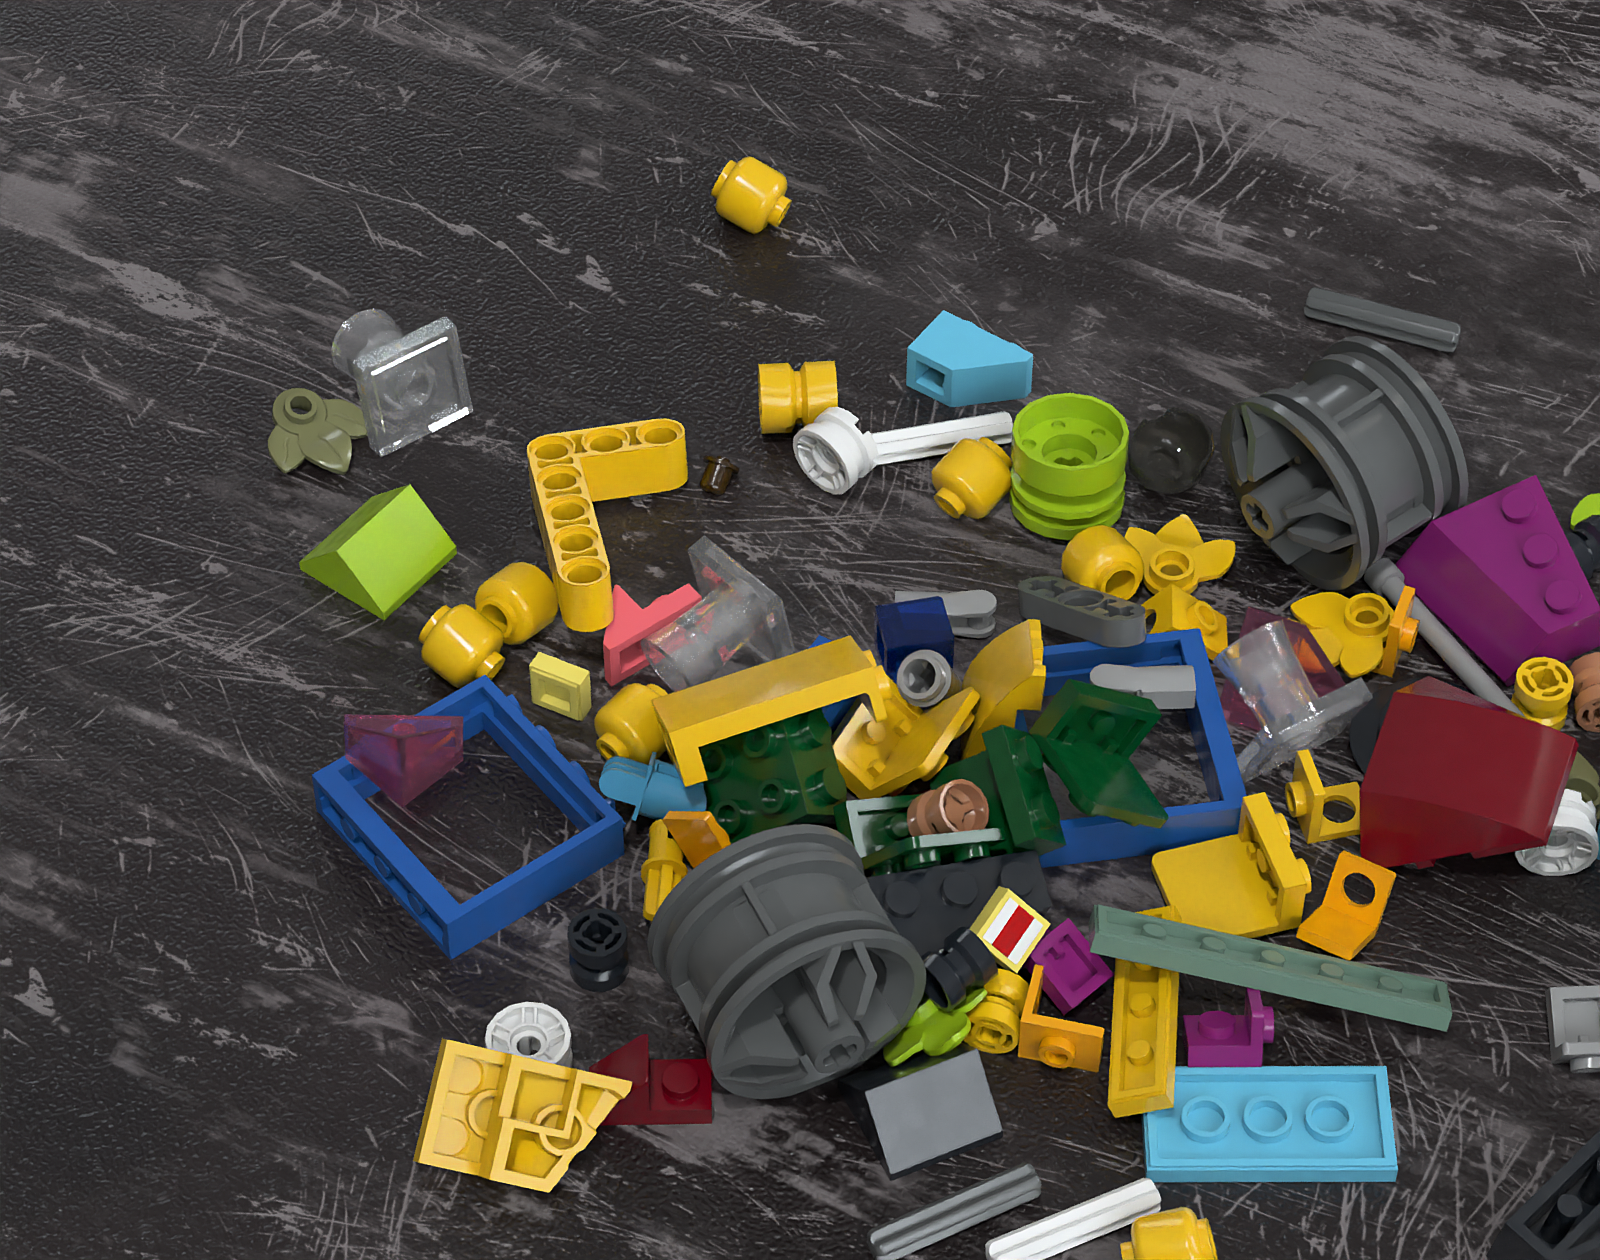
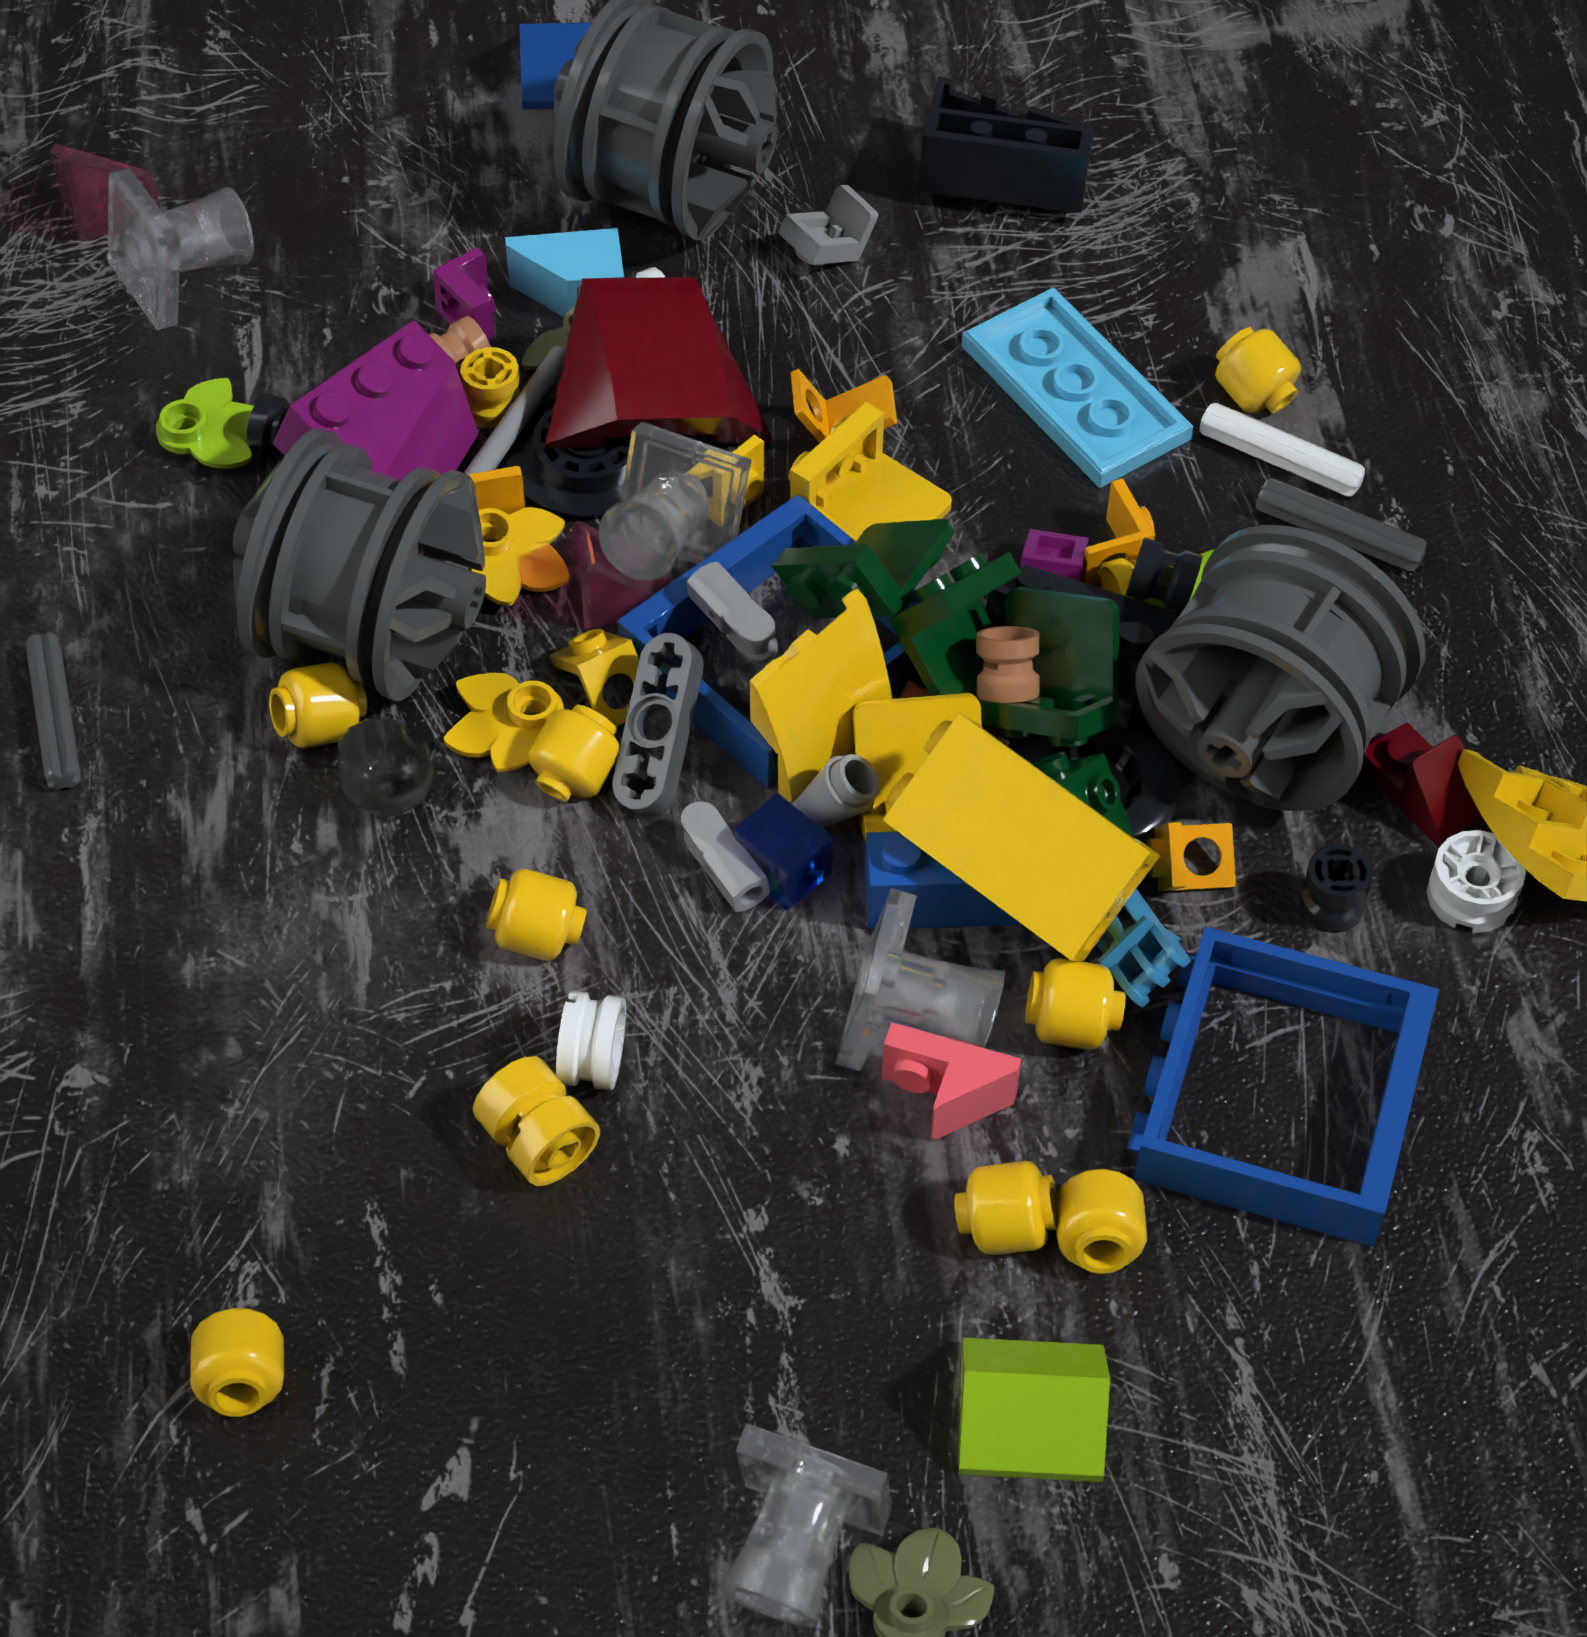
camera: 125 degrees left, 5 degrees up
(403, 750) = (1311, 1109): clear pink slope -> none
(560, 686) = (1077, 1103): light yellow tile -> none
(588, 467) = (864, 1198): yellow beam -> none
(662, 869) = (1210, 894): yellow axle -> none
(717, 474) = (676, 1158): dark brown piece -> none
(940, 437) = (489, 990): white axle -> none
(967, 364) = (372, 1010): medium azure slope -> none
(1009, 928) = (1086, 569): tile -> none
(1068, 465) = (478, 814): lime wheel -> none
(1143, 1033) = (1050, 487): yellow tile -> none
(1229, 1039) = (1024, 428): magenta bracket -> none
(1269, 967) = (958, 416): sand green tile -> none

